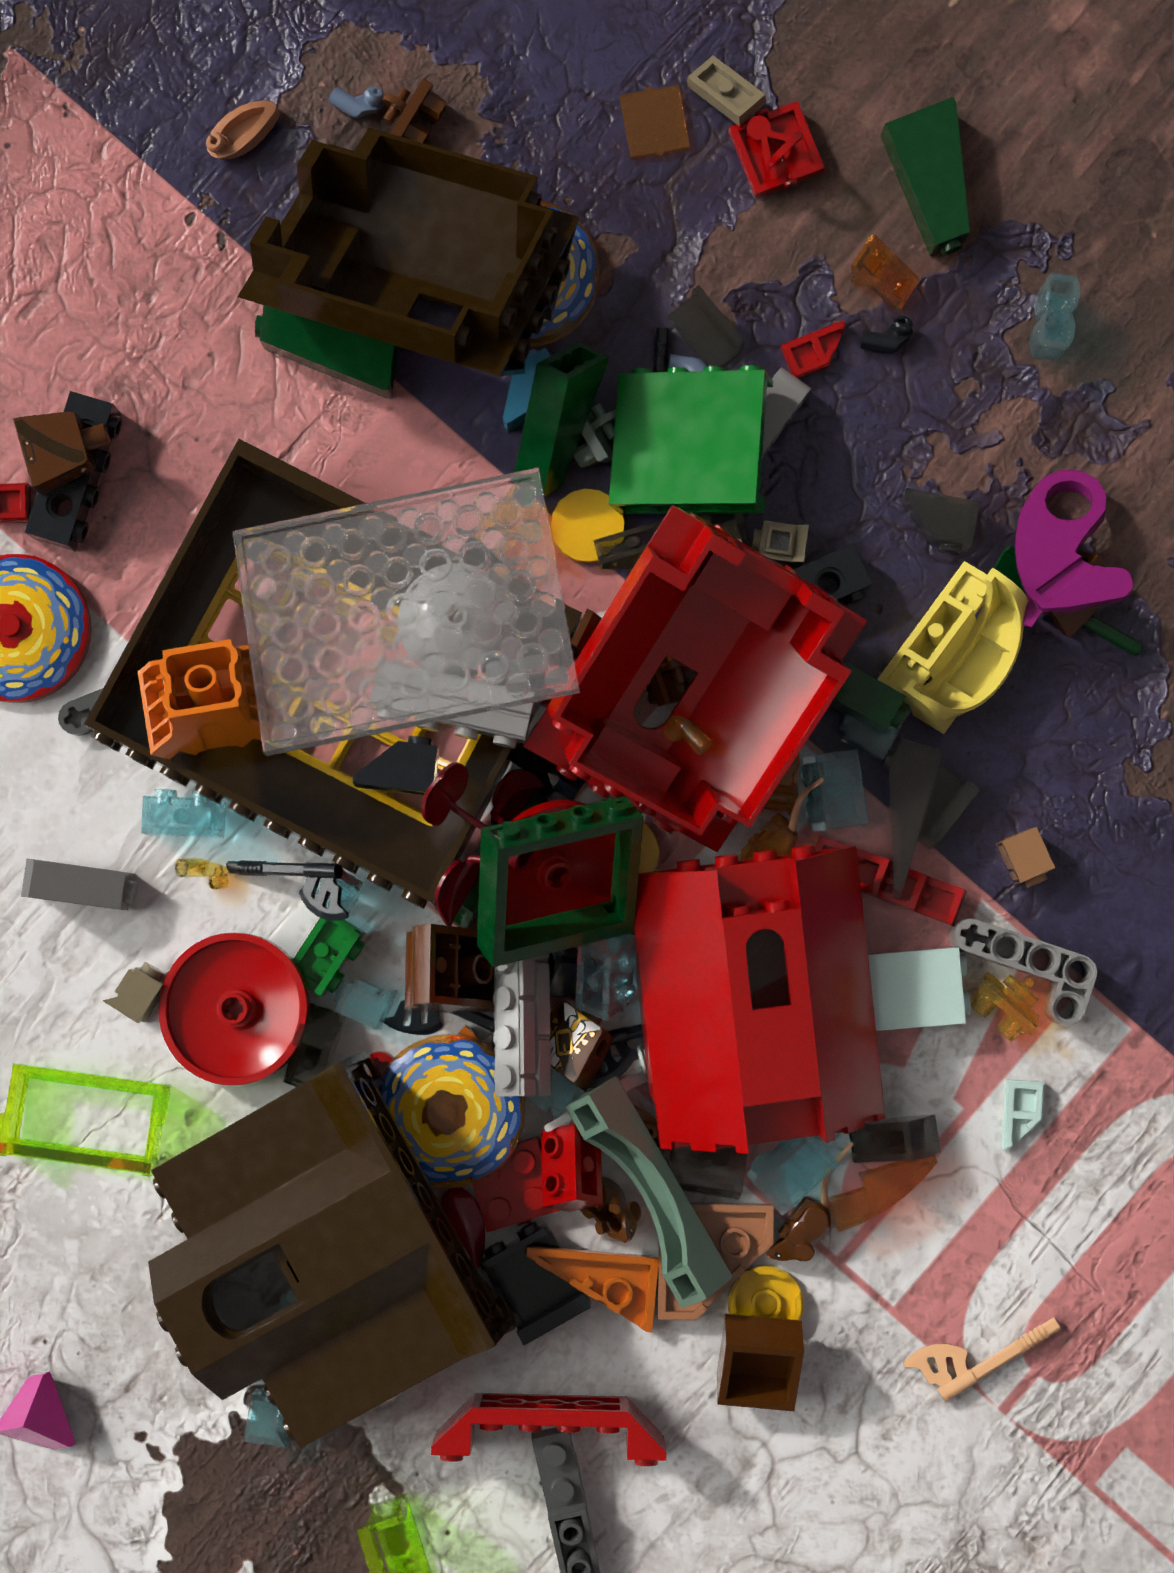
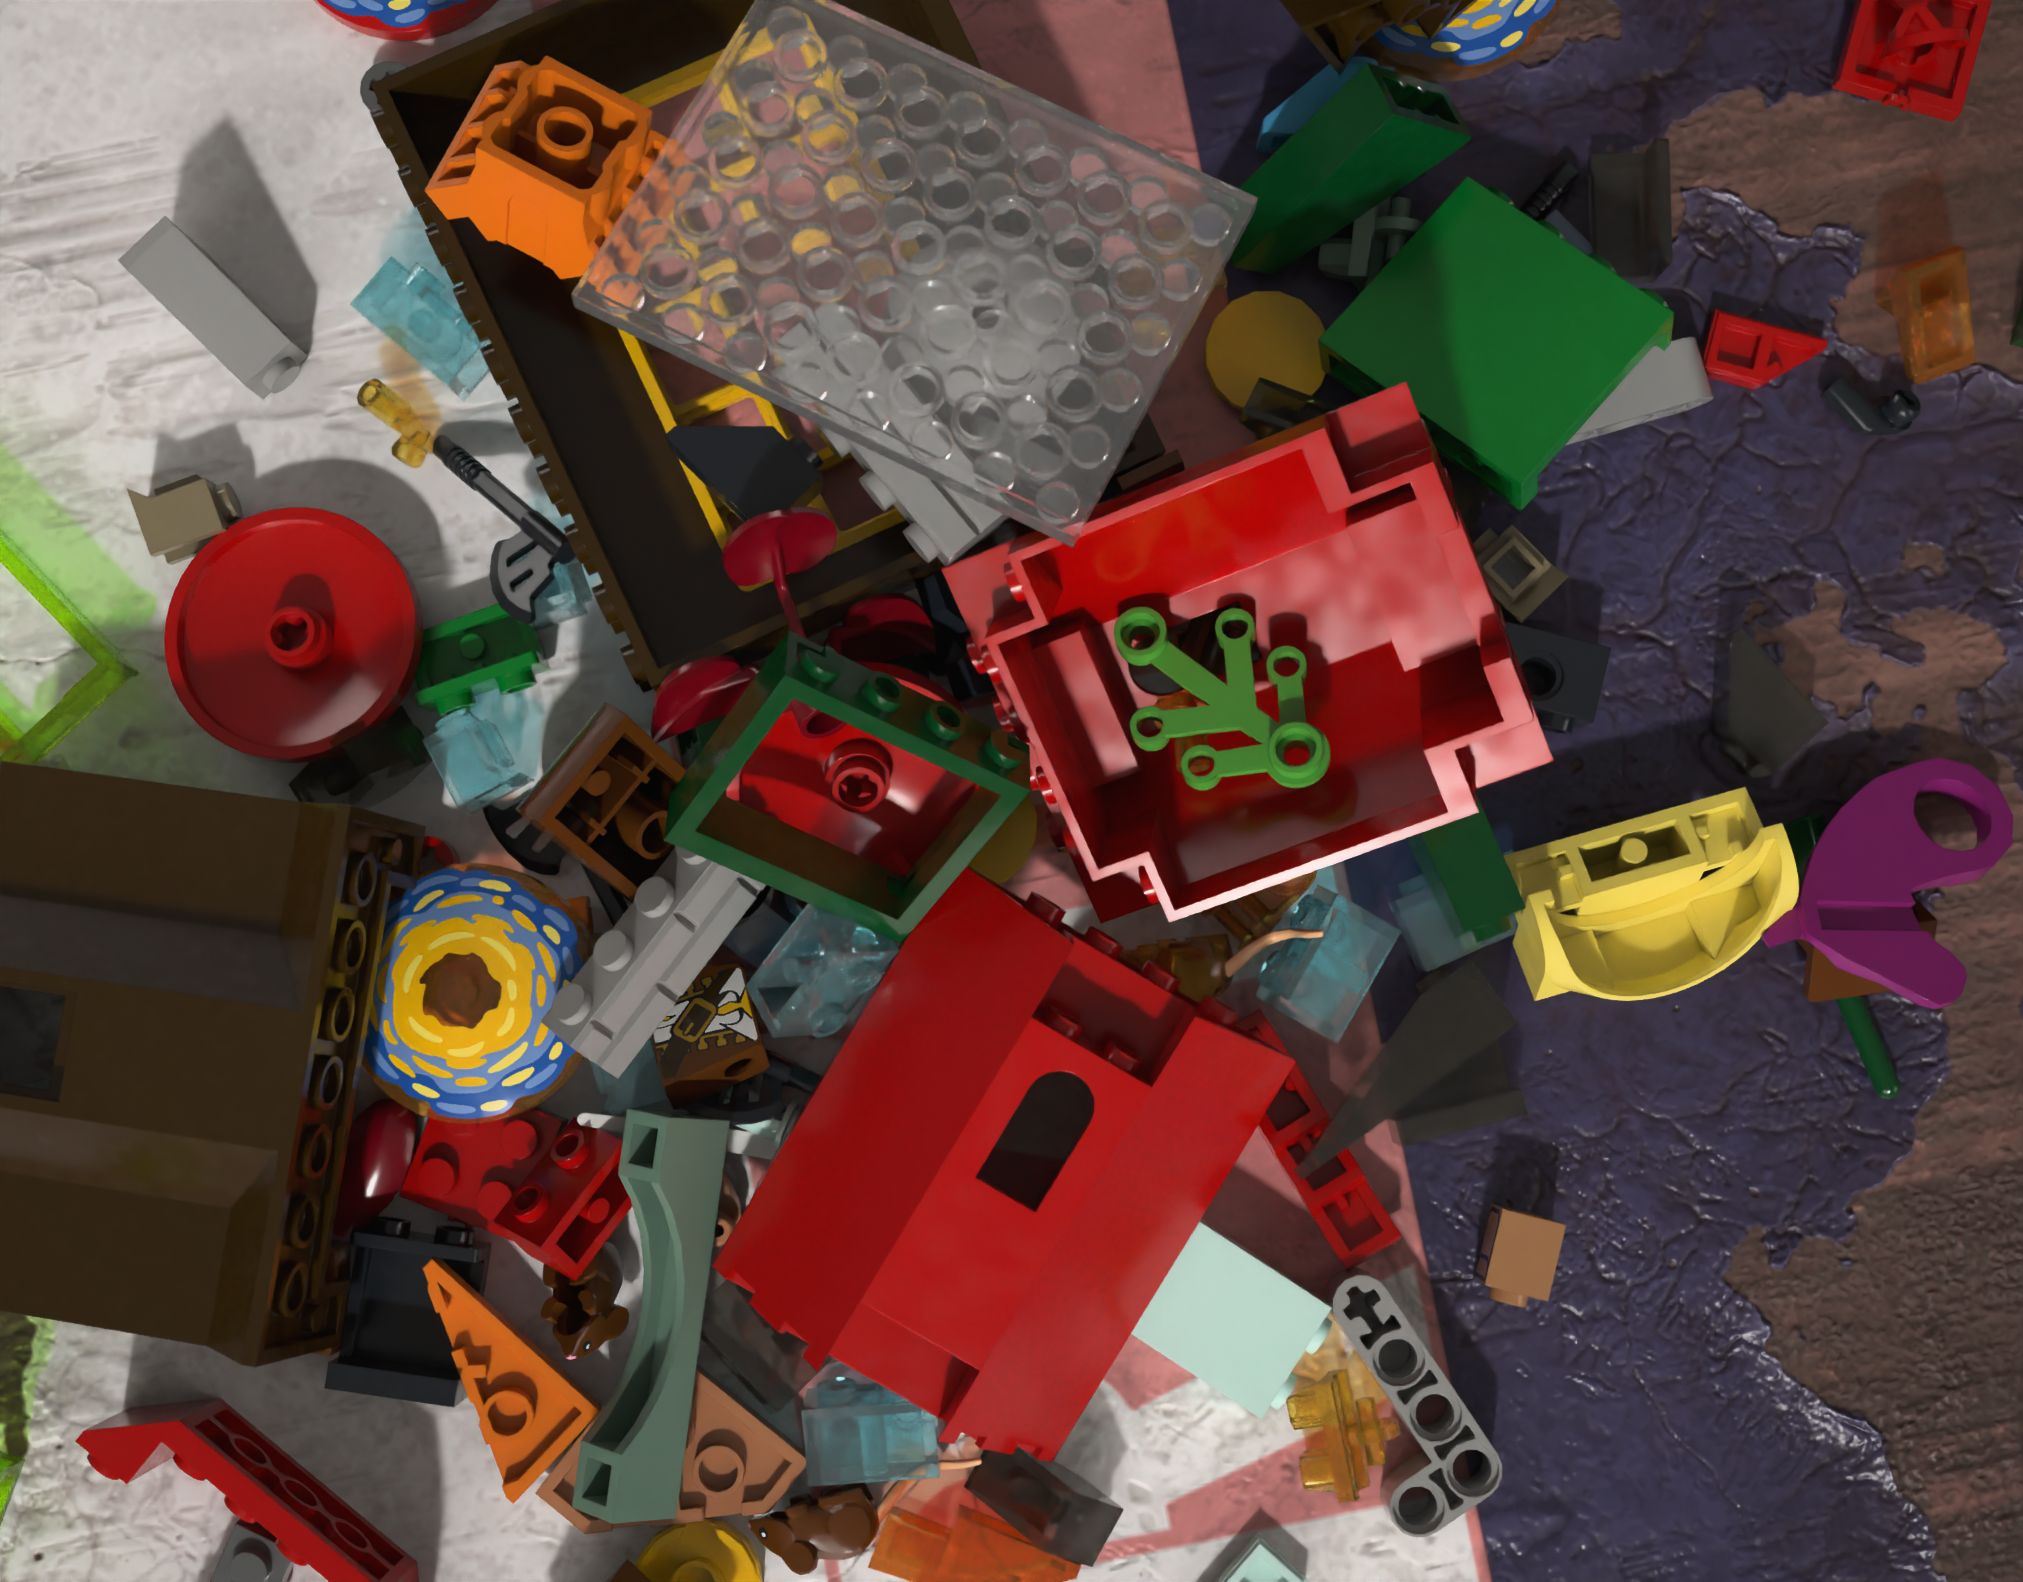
camera: 35 degrees right, 0 degrees up
(699, 708) = (1228, 706): none -> bright green plant

